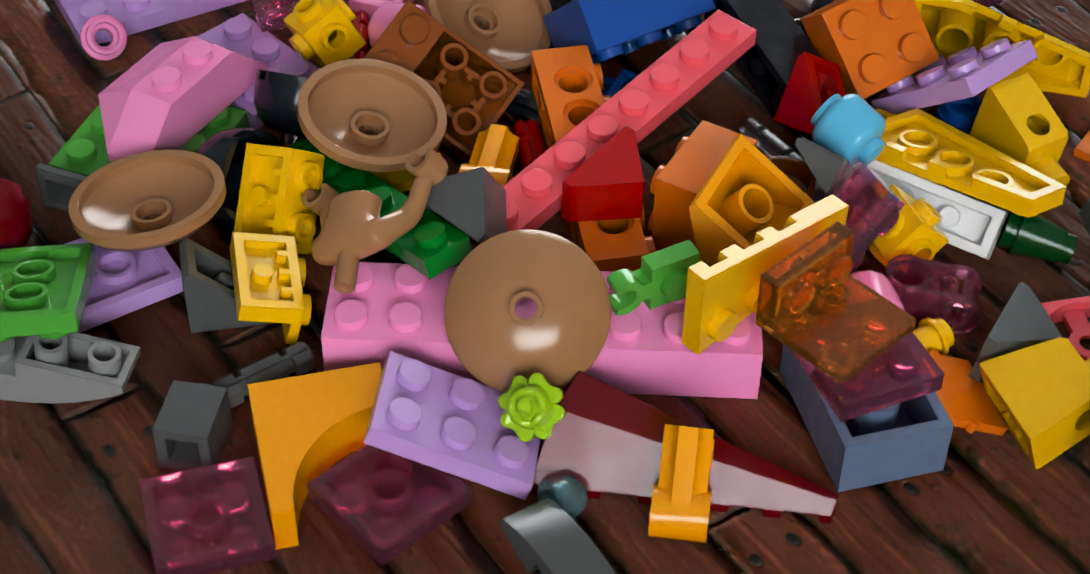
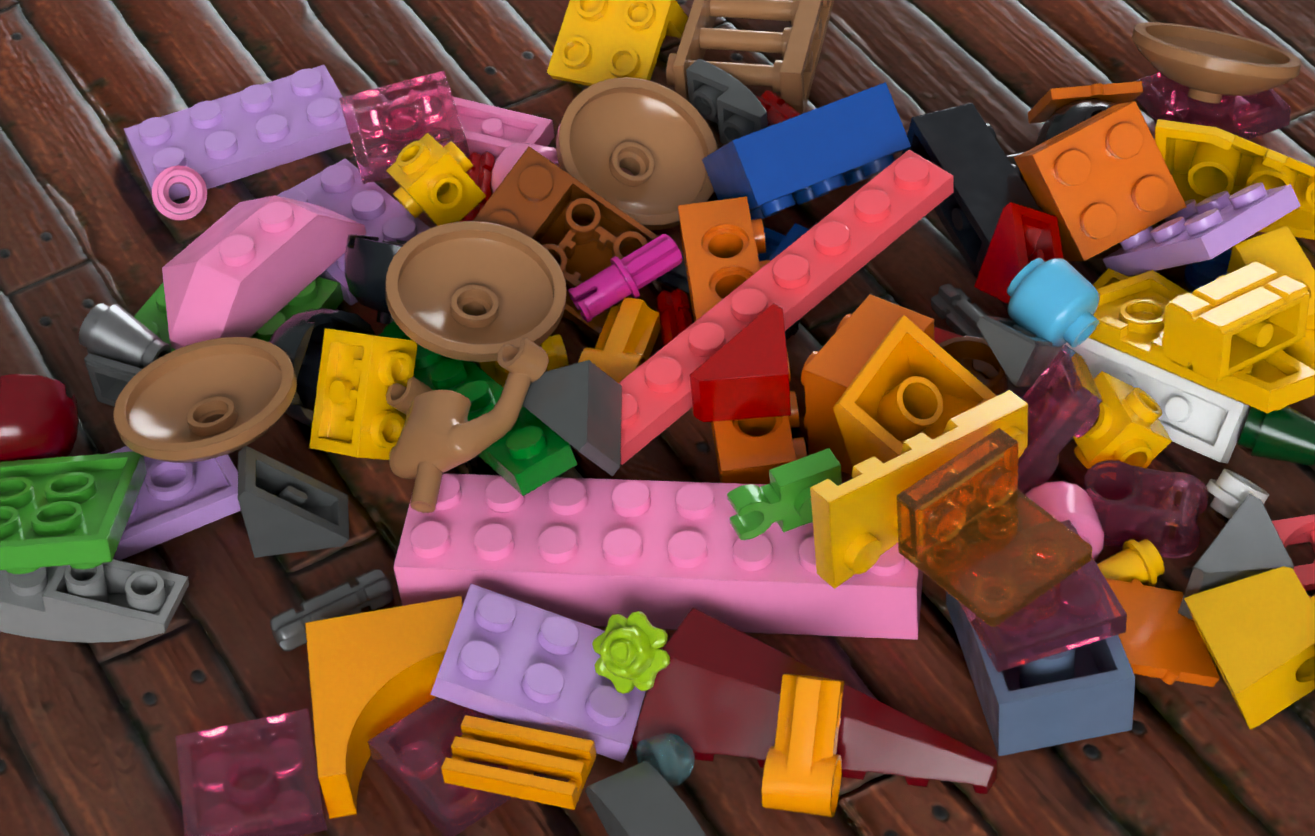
camera: 10 degrees right, 0 degrees up
(65, 150) = (120, 337): none -> flat silver cone
(192, 425) = (242, 671): dark grey brick -> none
(270, 281) = (344, 496): yellow bracket -> none
(445, 491) = (523, 752): none -> light orange tile
(491, 107) = (625, 276): none -> dark pink axle
(569, 317) = (680, 541): medium nougat dish -> none
(998, 144) = (1235, 321): none -> yellow brick
(1000, 283) = (1231, 491): none -> white plate

